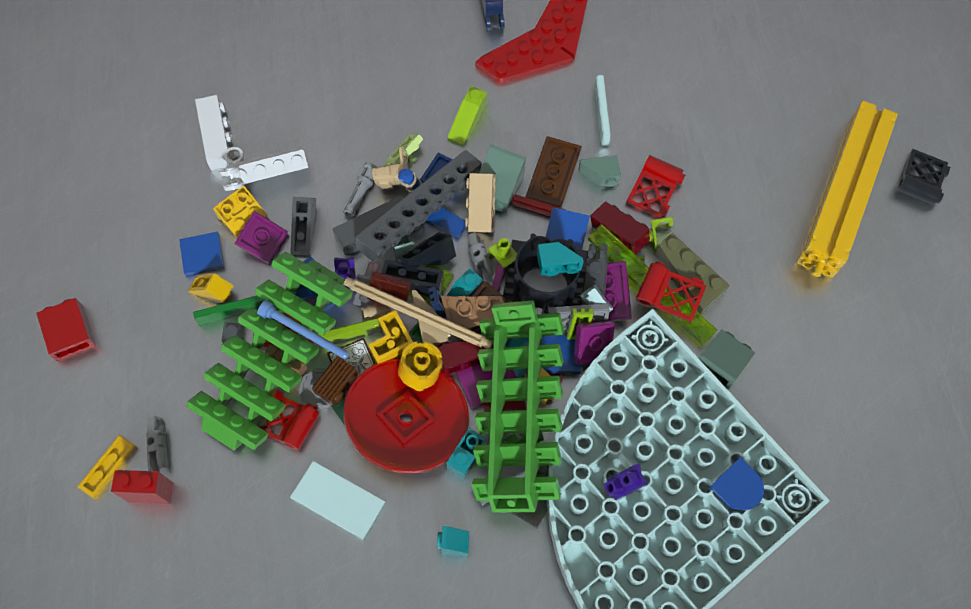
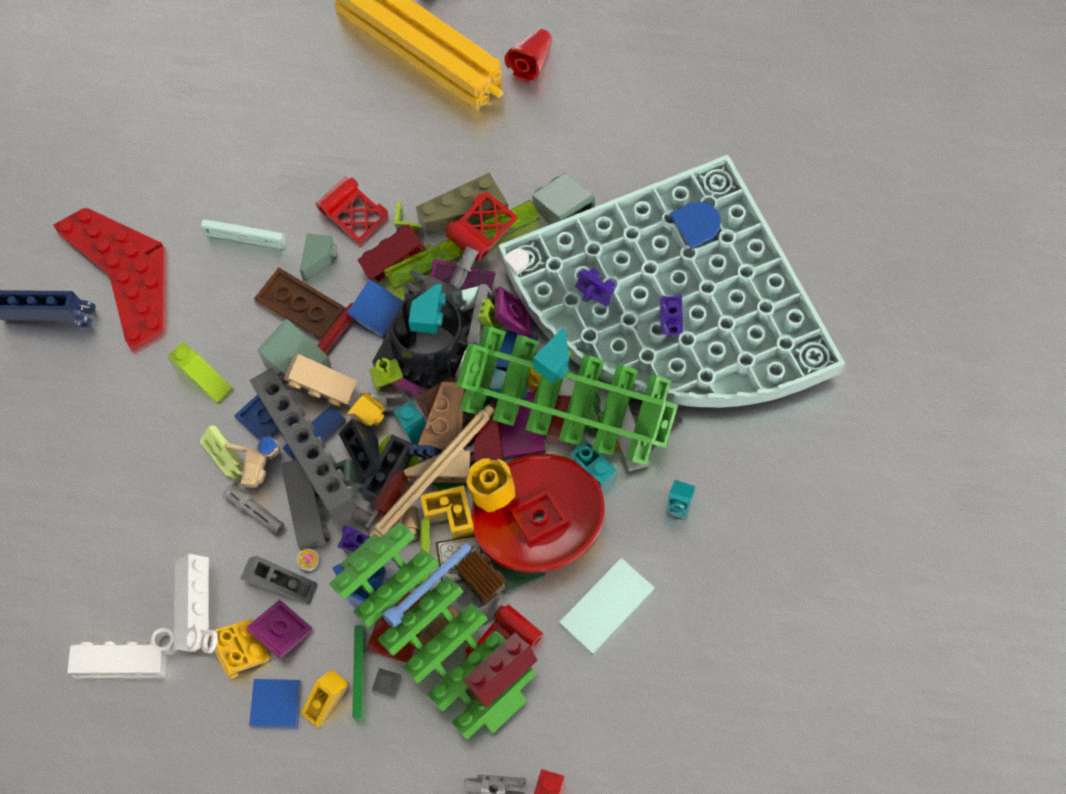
camera: 70 degrees left, 0 degrees up
(244, 415) = (500, 670): none -> dark red brick
(326, 243) = (308, 560): none -> tile
(465, 248) = (368, 410): none -> yellow window
(540, 379) = (553, 358): none -> teal slope
(623, 287) = (463, 267): none -> light grey axle
(631, 402) = (595, 289): none -> dark purple hips
(641, 328) = (517, 260): none -> white tile
(872, 290) = (529, 55): none -> red cone

